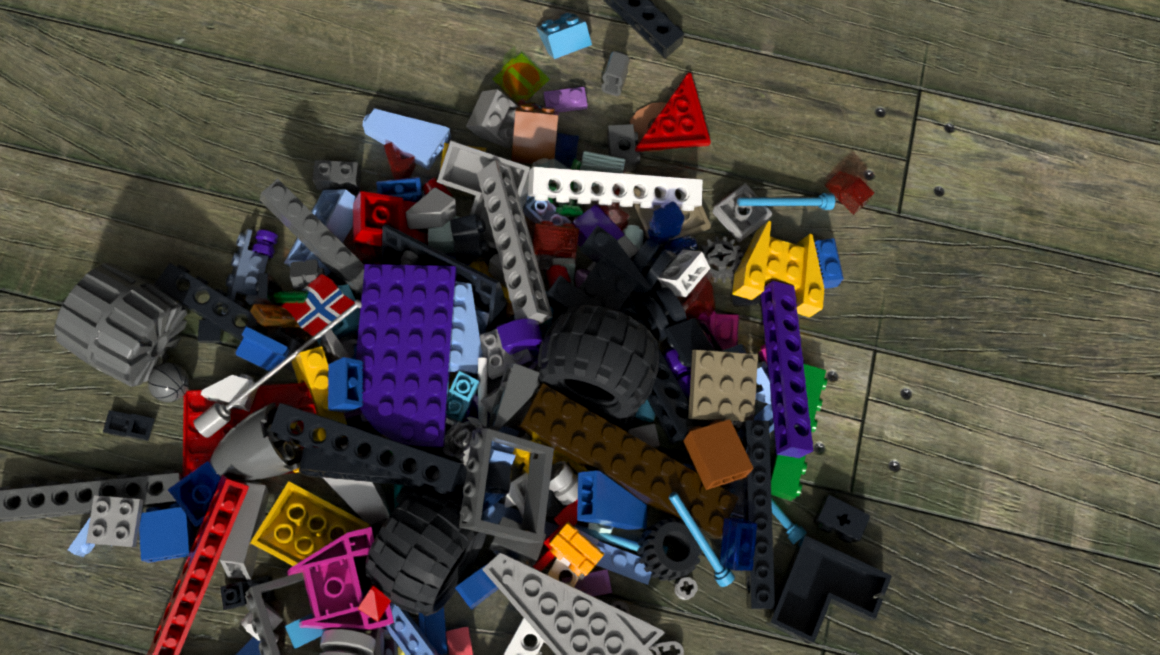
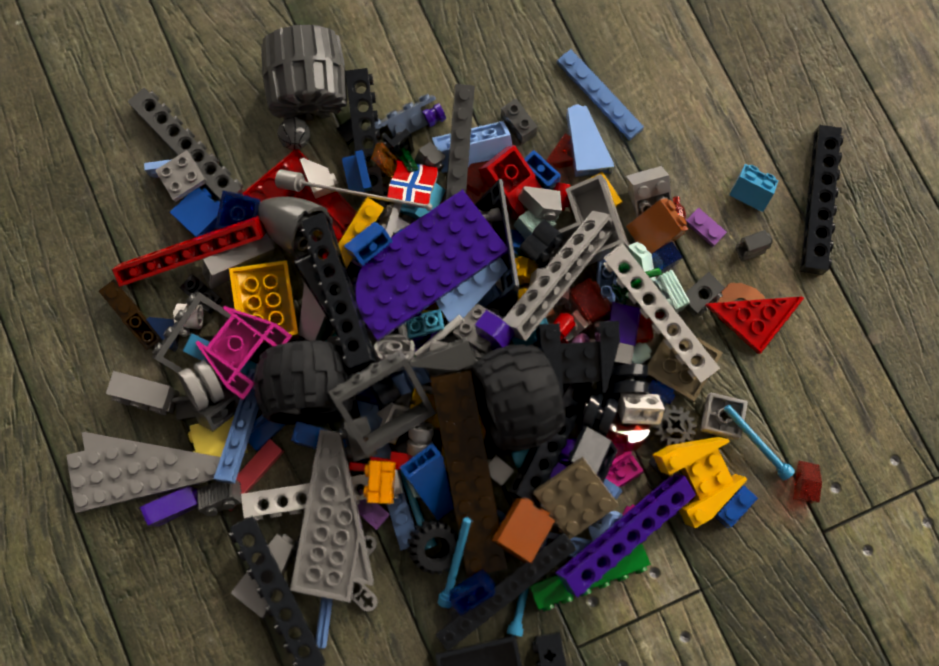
camera: 60 degrees right, 5 degrees up
(128, 425) = (249, 133): black slope -> none
(371, 92) = (600, 94): none -> medium blue plate
(374, 603) = (243, 377): red slope -> none
(520, 78) = (696, 184): clear neon green piece -> none
(666, 223) = (665, 367): clear blue brick -> none
(682, 594) = (423, 578): light grey bush -> none

